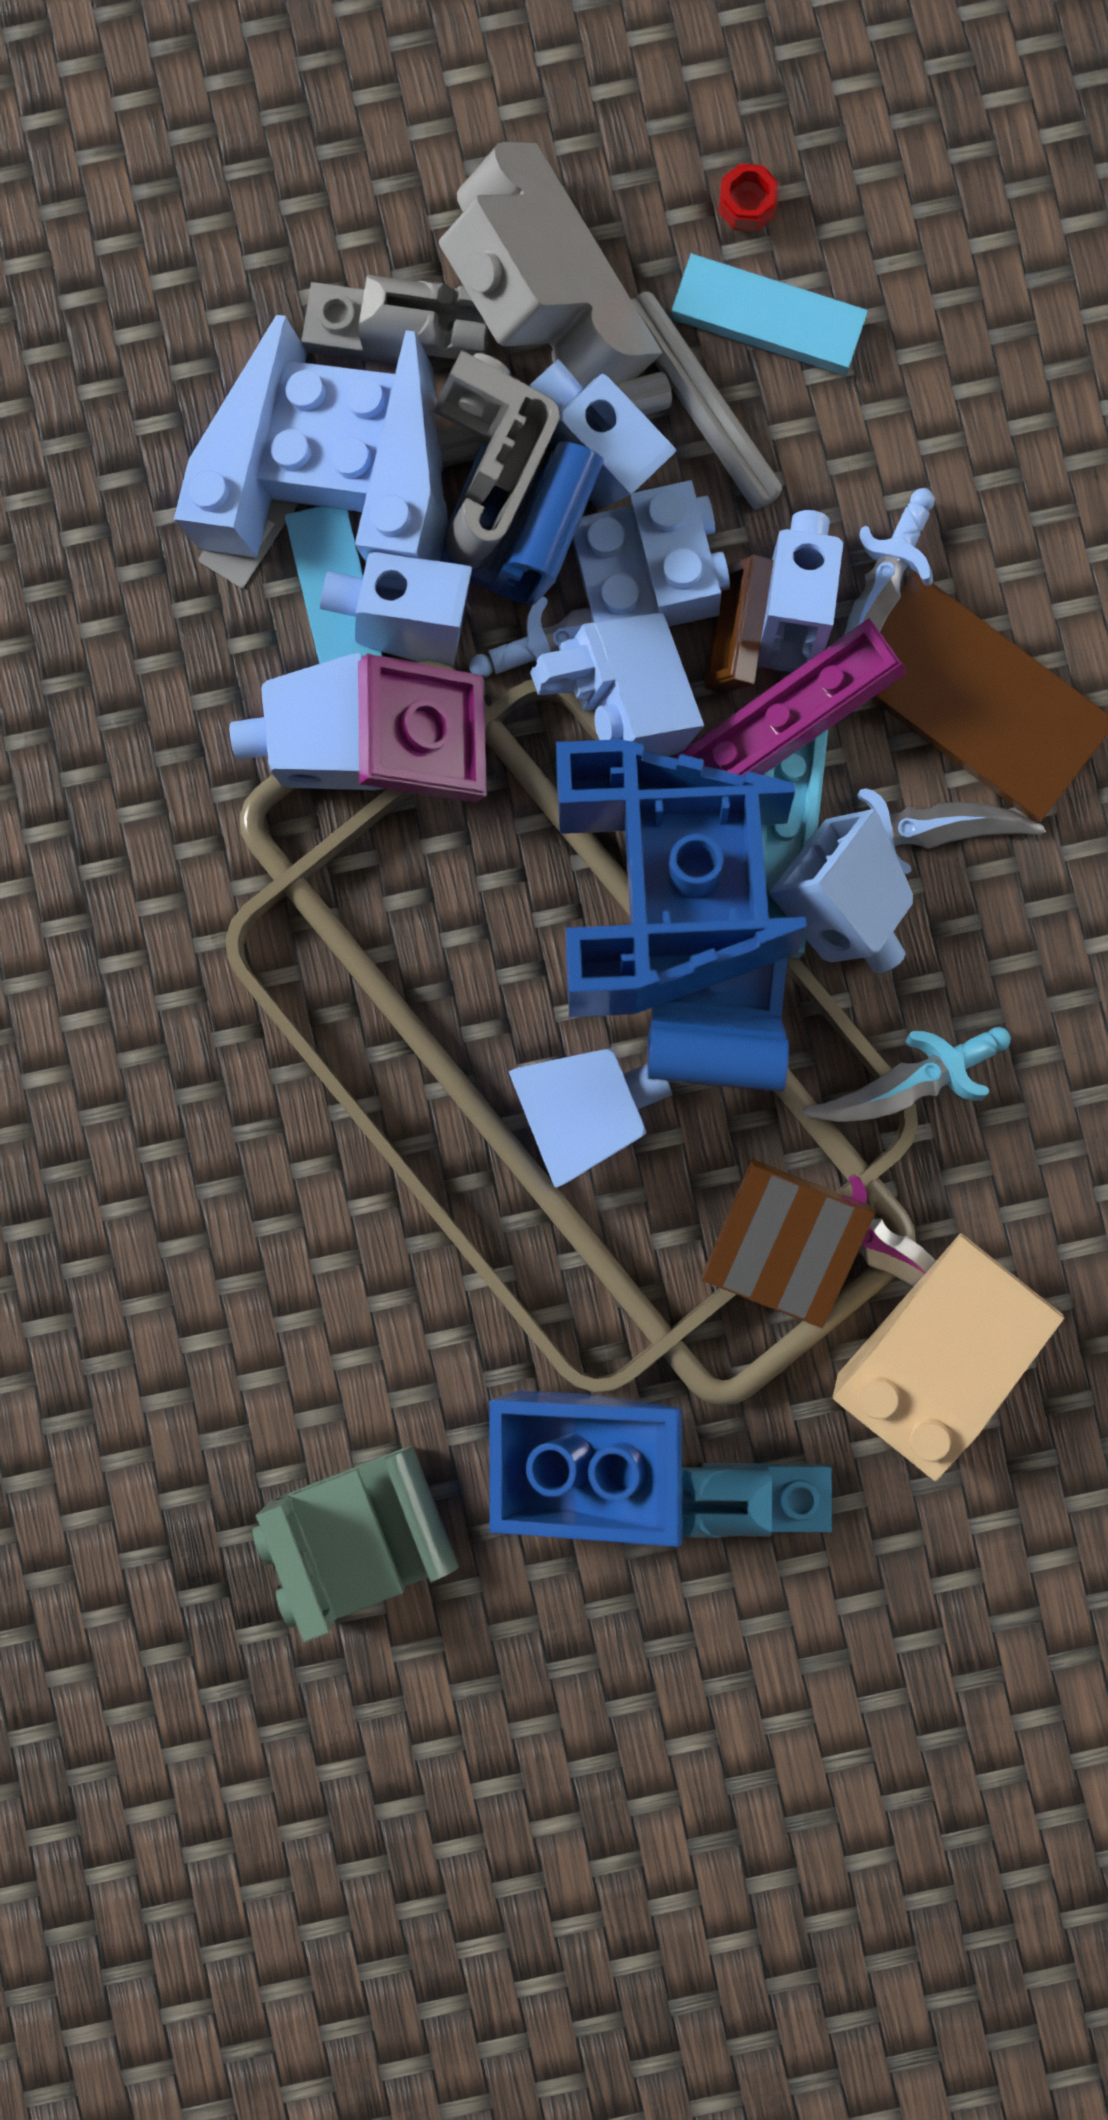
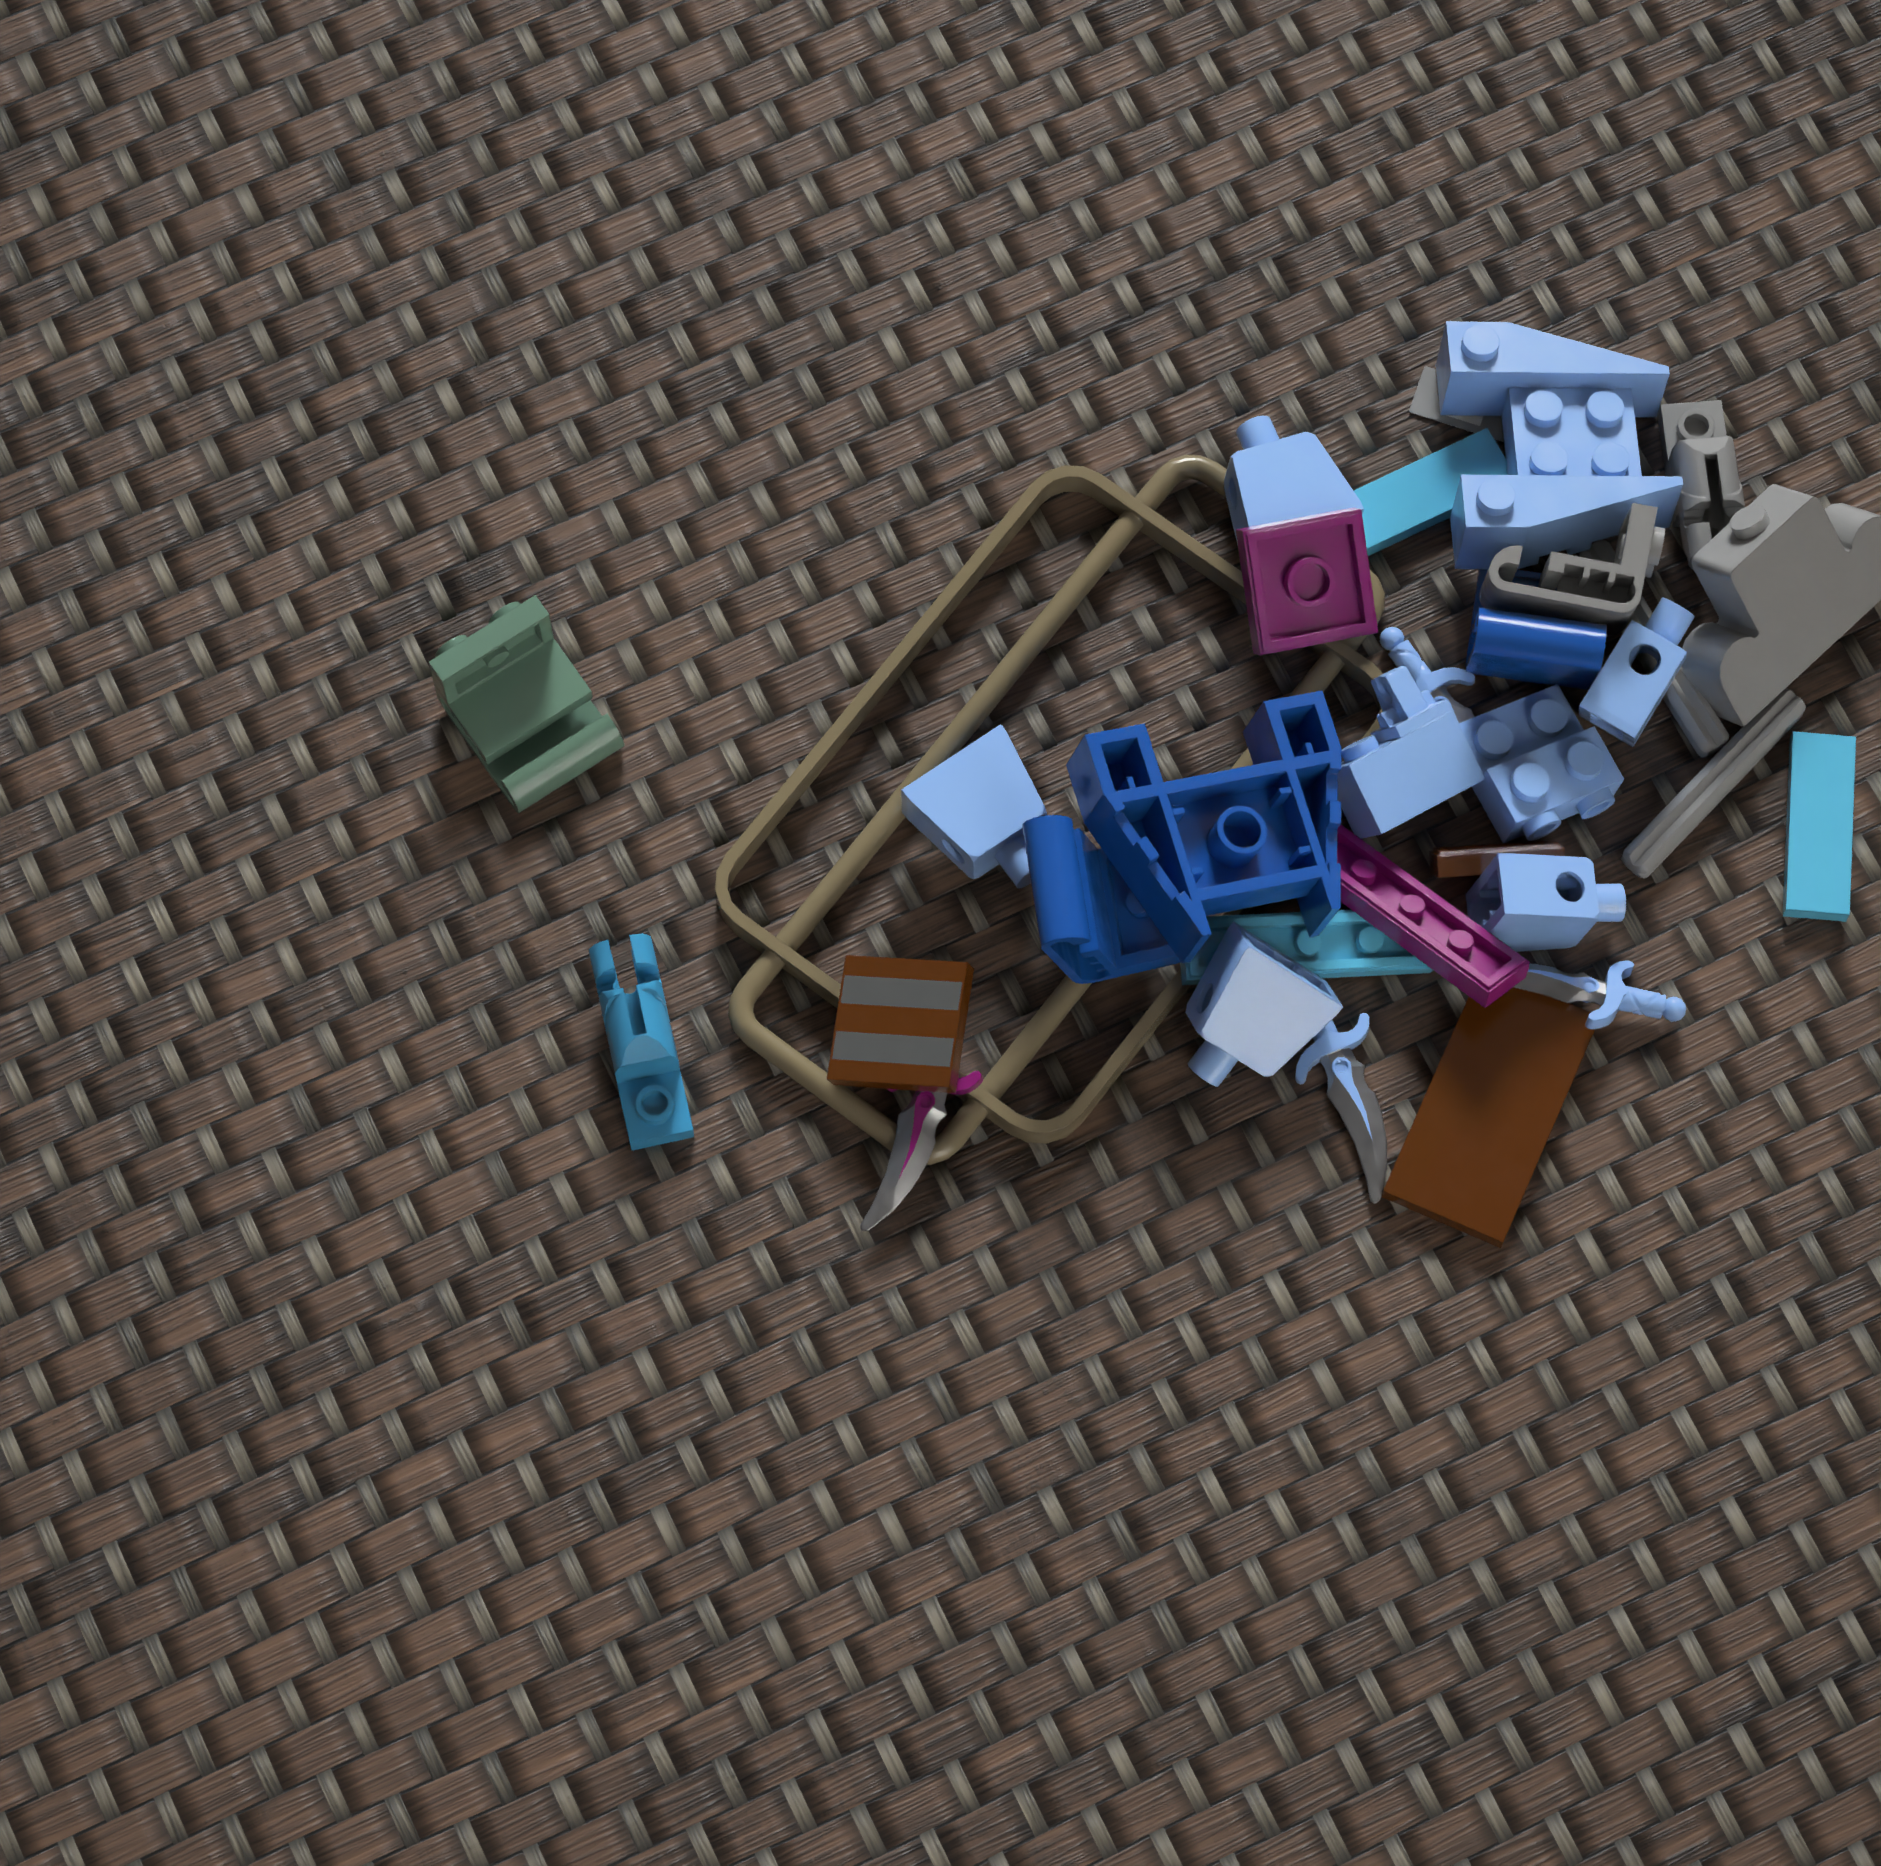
camera: 70 degrees right, 15 degrees down
(403, 605) = (1421, 545): light blue torso -> none
(585, 1468) = (642, 874): blue slope -> none
(911, 1081) = (1090, 1117): piece -> none
(946, 1357) = (825, 1199): tan slope -> none

